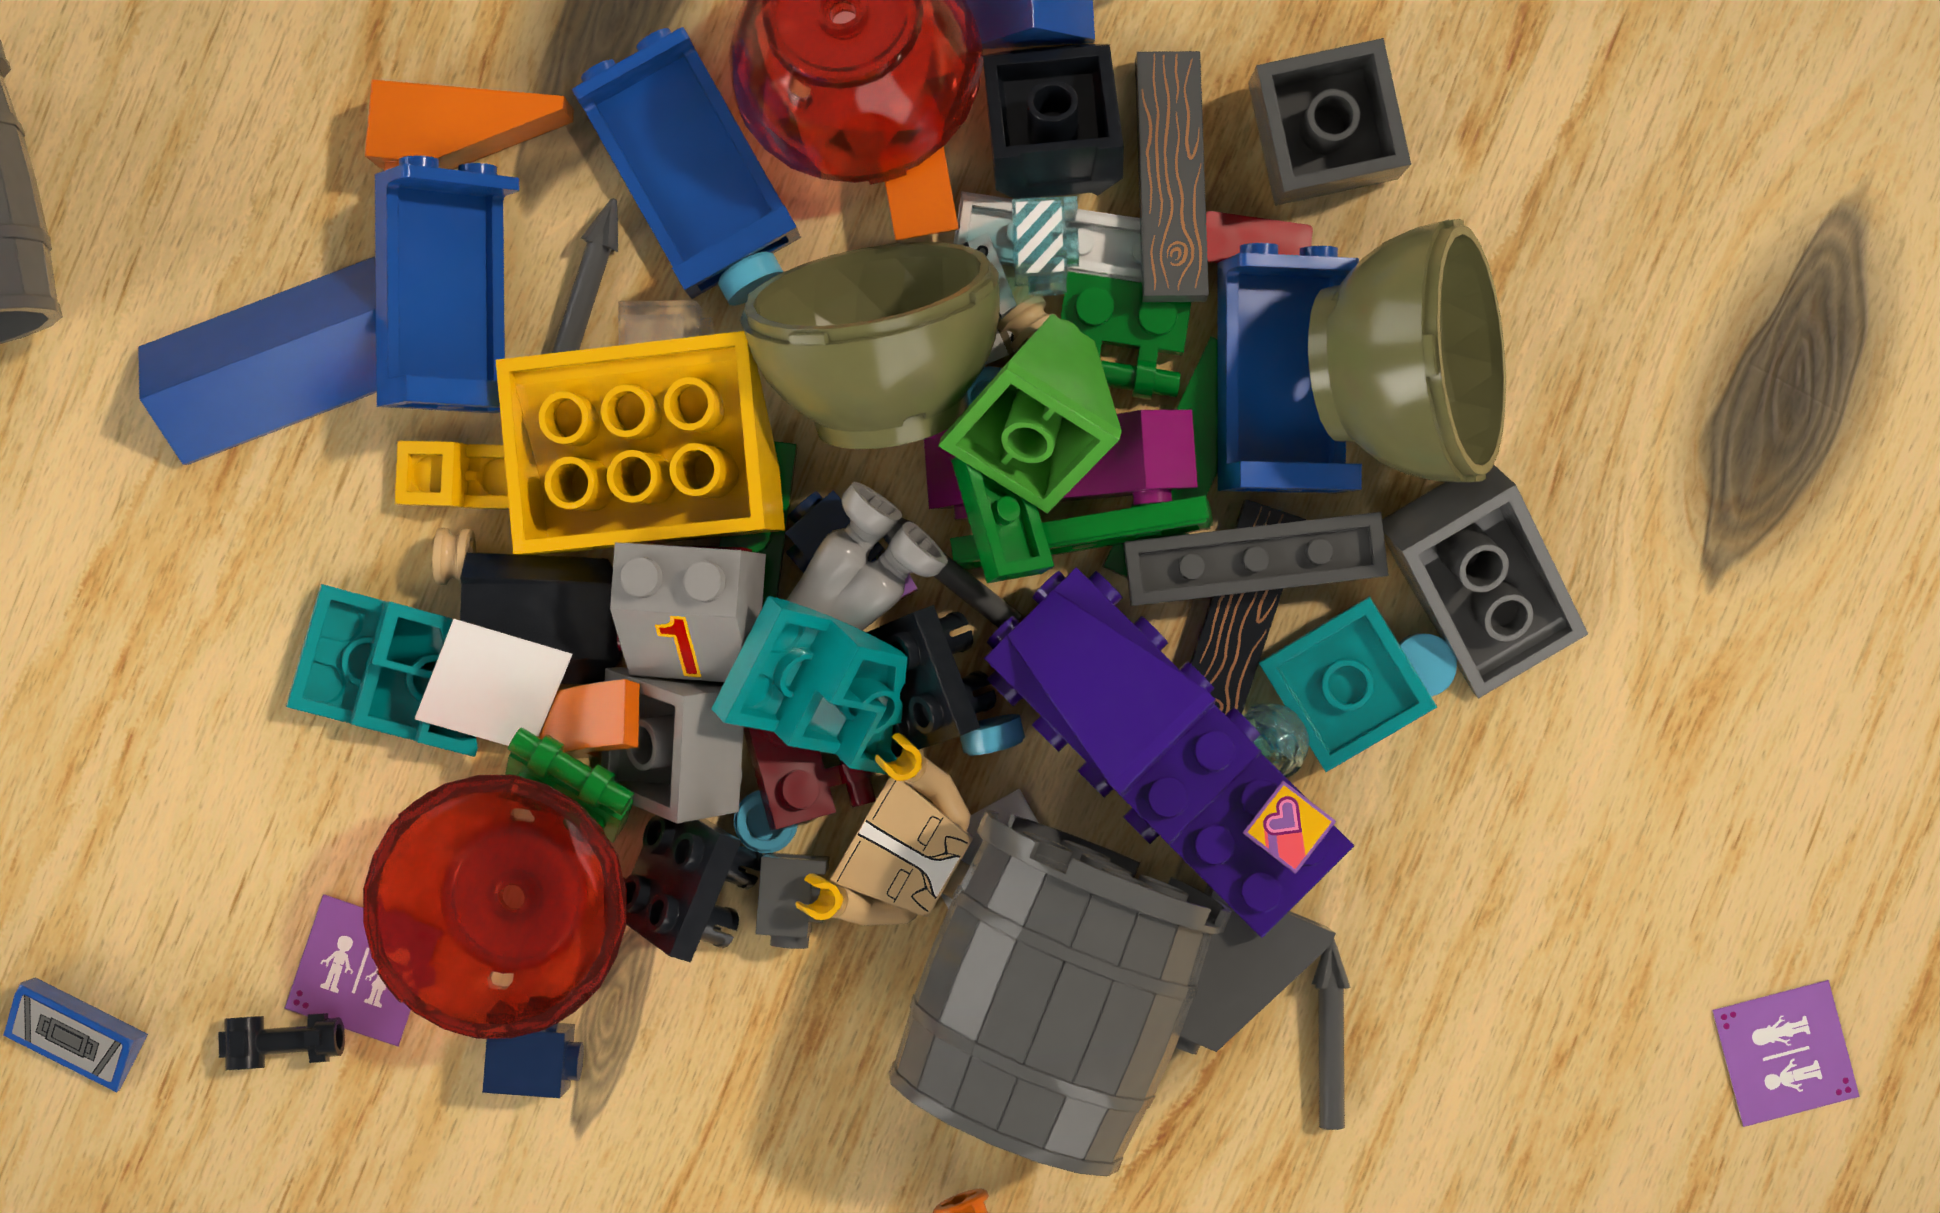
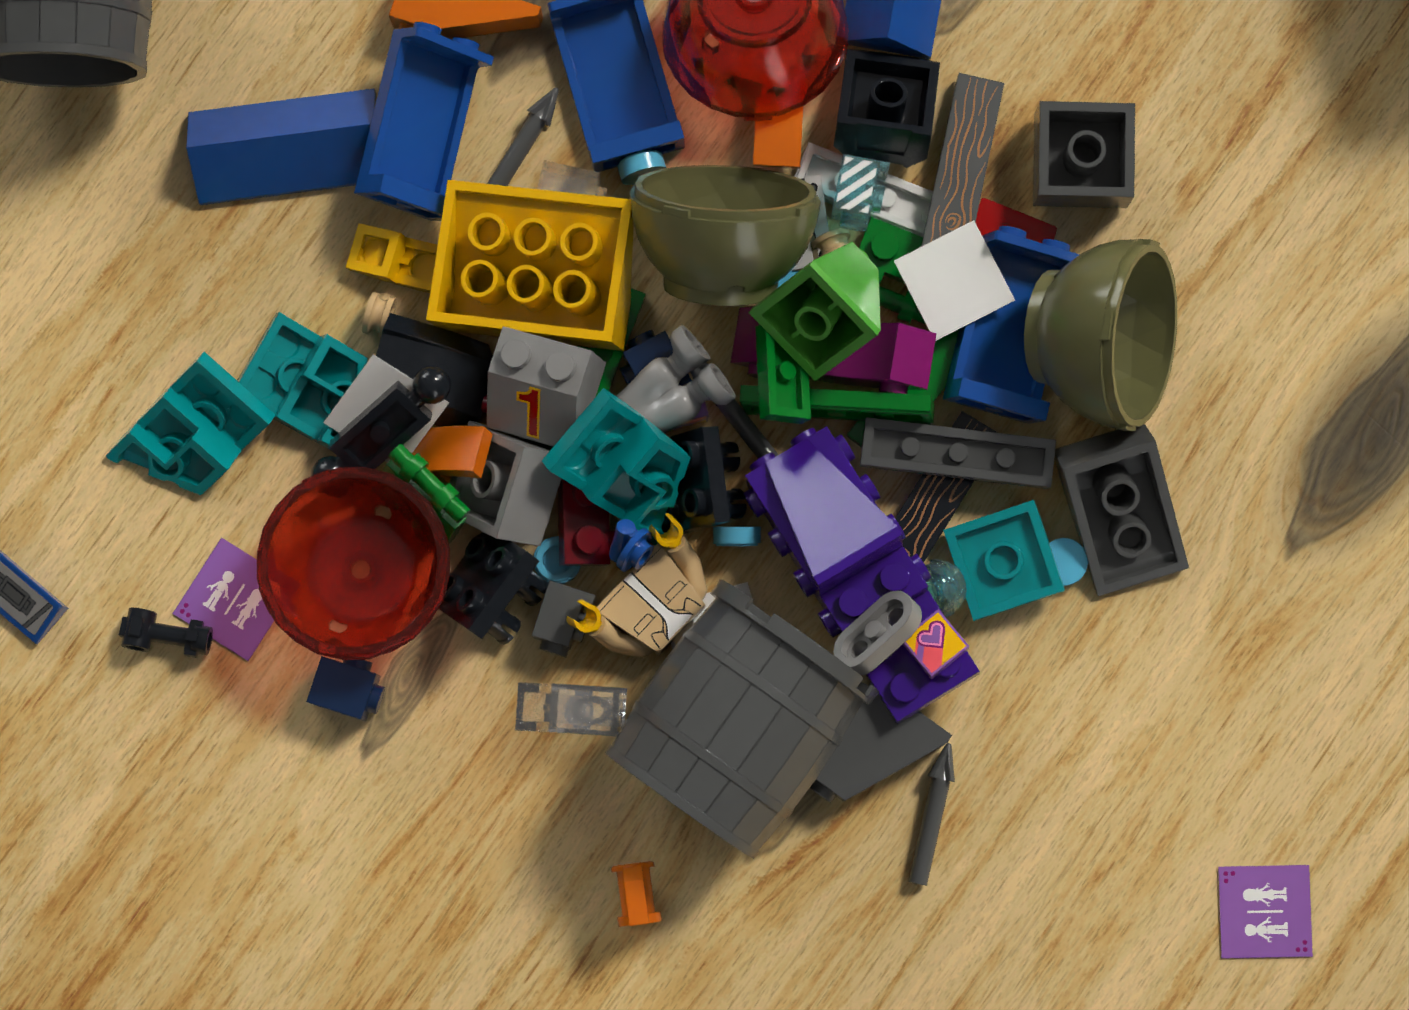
camera: 10 degrees right, 5 degrees down
(250, 763) = (194, 428): none -> teal slope
(494, 705) = (387, 422): none -> black plate
(829, 1020) = (570, 709): none -> clear slope
(856, 789) = (630, 546): none -> blue plate
(1198, 332) = (954, 280): none -> white sticker
(1212, 831) = (878, 632): none -> light grey plate

